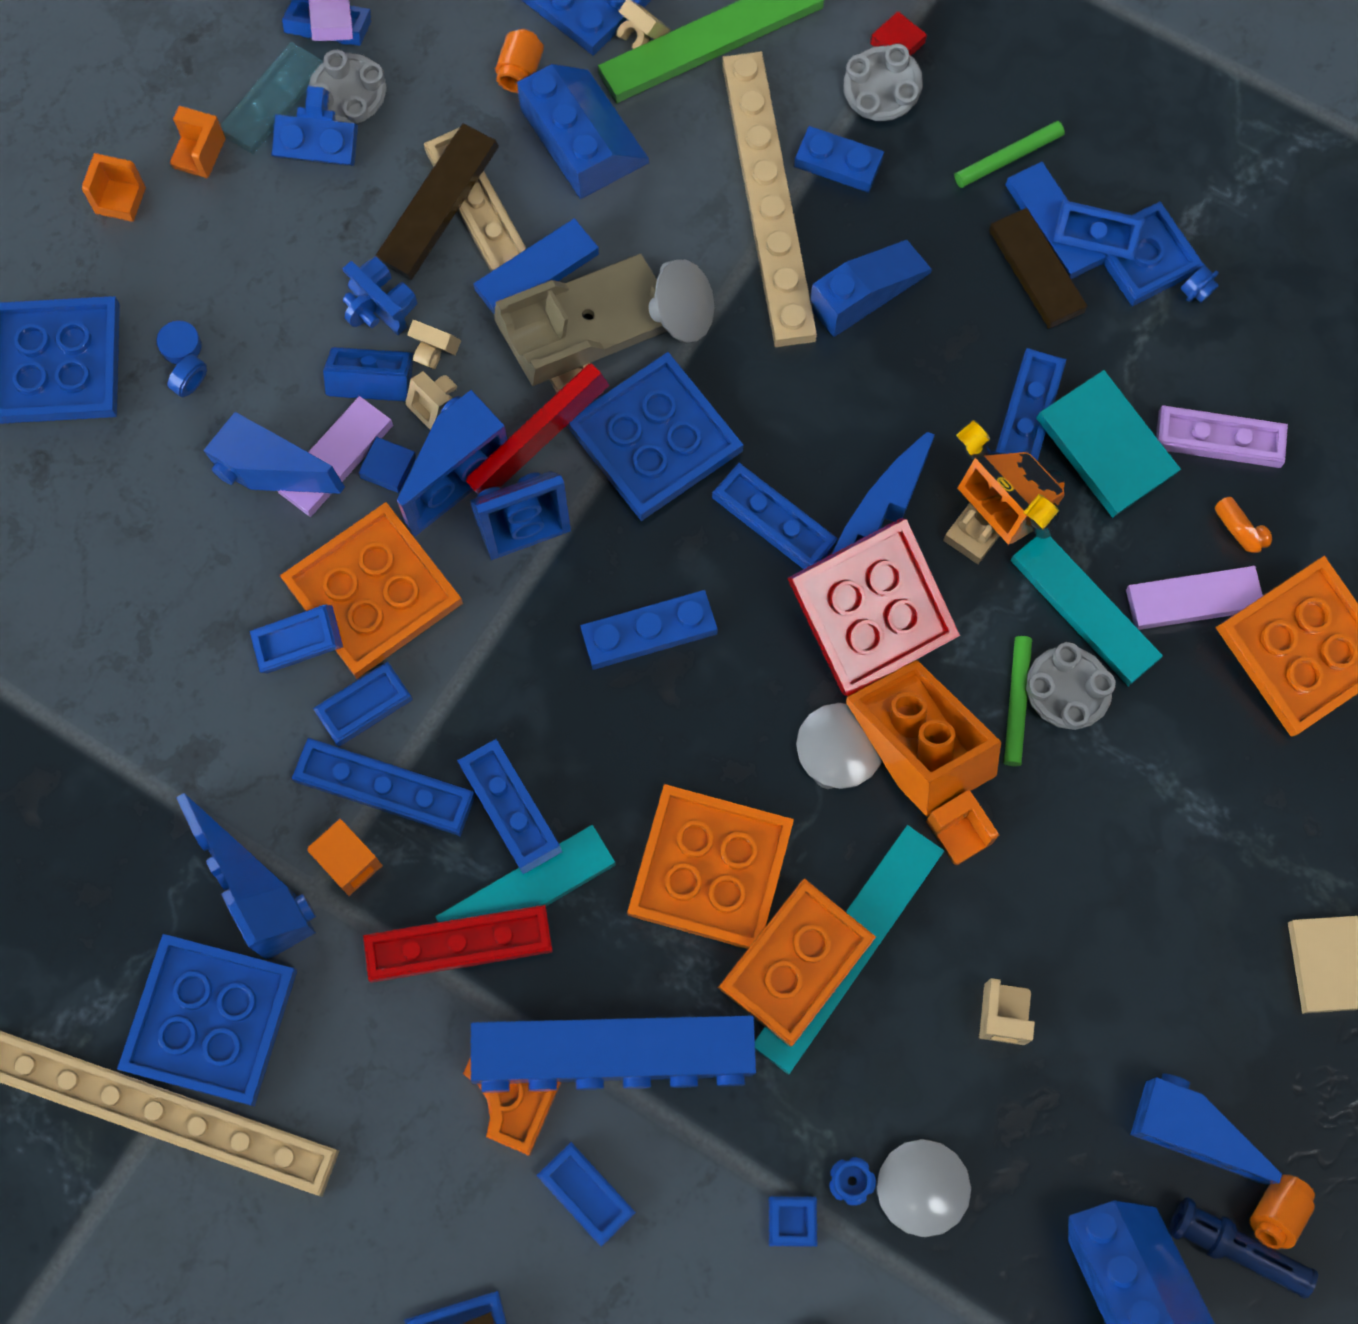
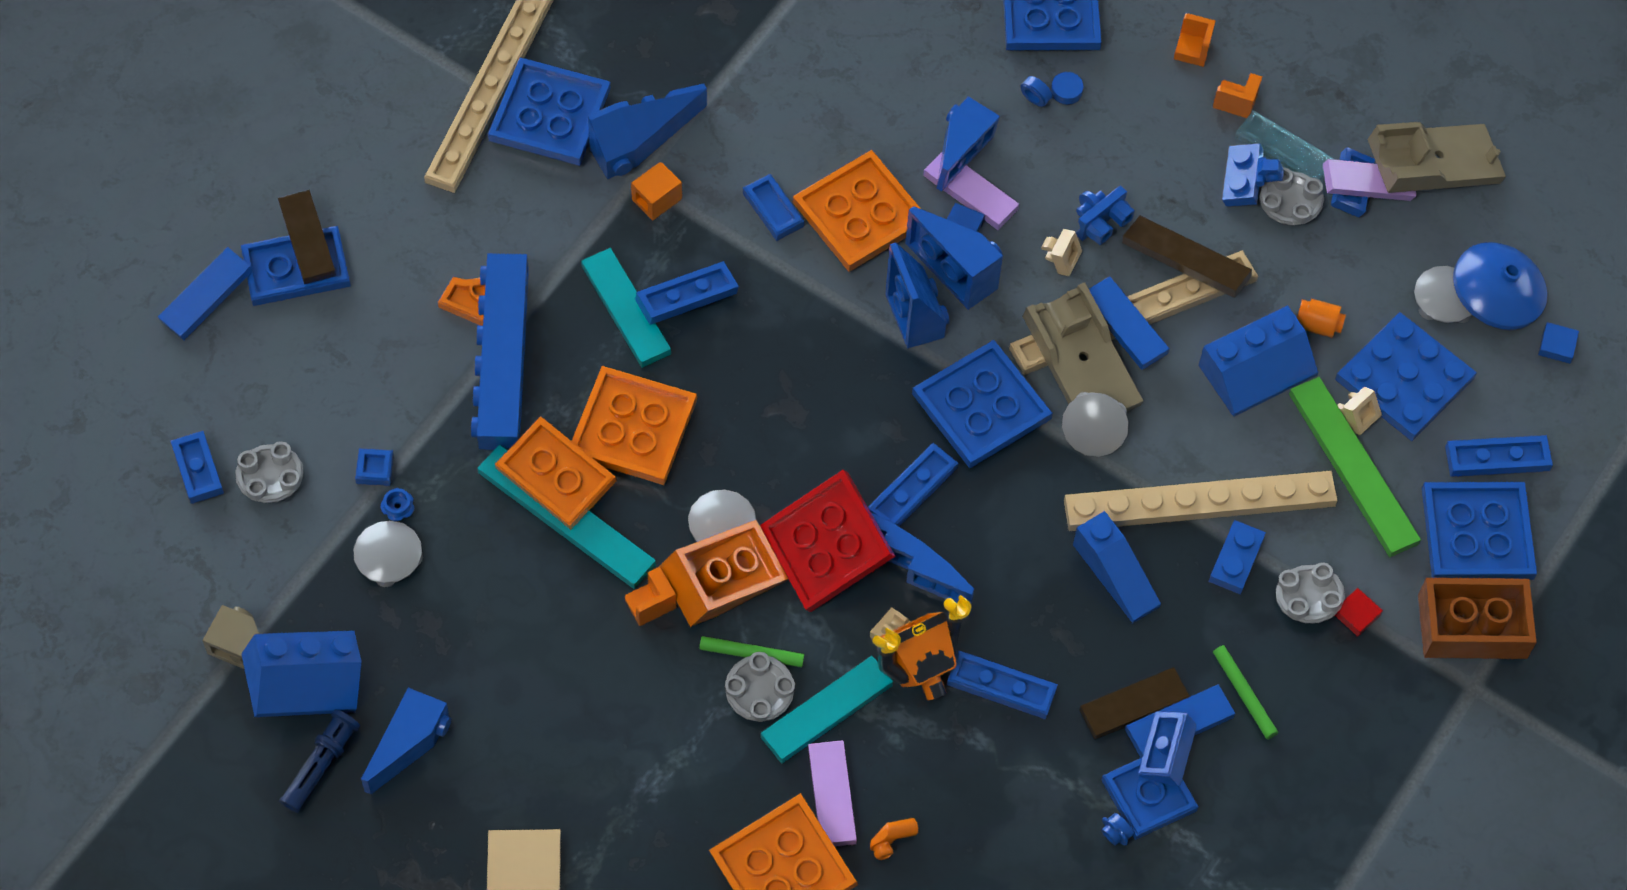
camera: 90 degrees right, 10 degrees down
(296, 639) = (821, 160): blue tile -> none
(368, 374) = (1040, 211): blue slope -> none
(384, 786) = (709, 218): blue tile -> none
(428, 397) = (1016, 252): tan tile -> none
(457, 943) = (588, 259): red tile -> none
(539, 430) = (980, 315): red tile -> none
(586, 1194) = (408, 338): blue tile -> none
(649, 629) = (822, 395): blue plate -> none
(1006, 1014) = (507, 615): tan panel -> none
(1108, 443) = (968, 737): teal tile -> none
(1222, 436) = (976, 833): lavender tile -> none
(1283, 1212) = (340, 787): orange brick -> none

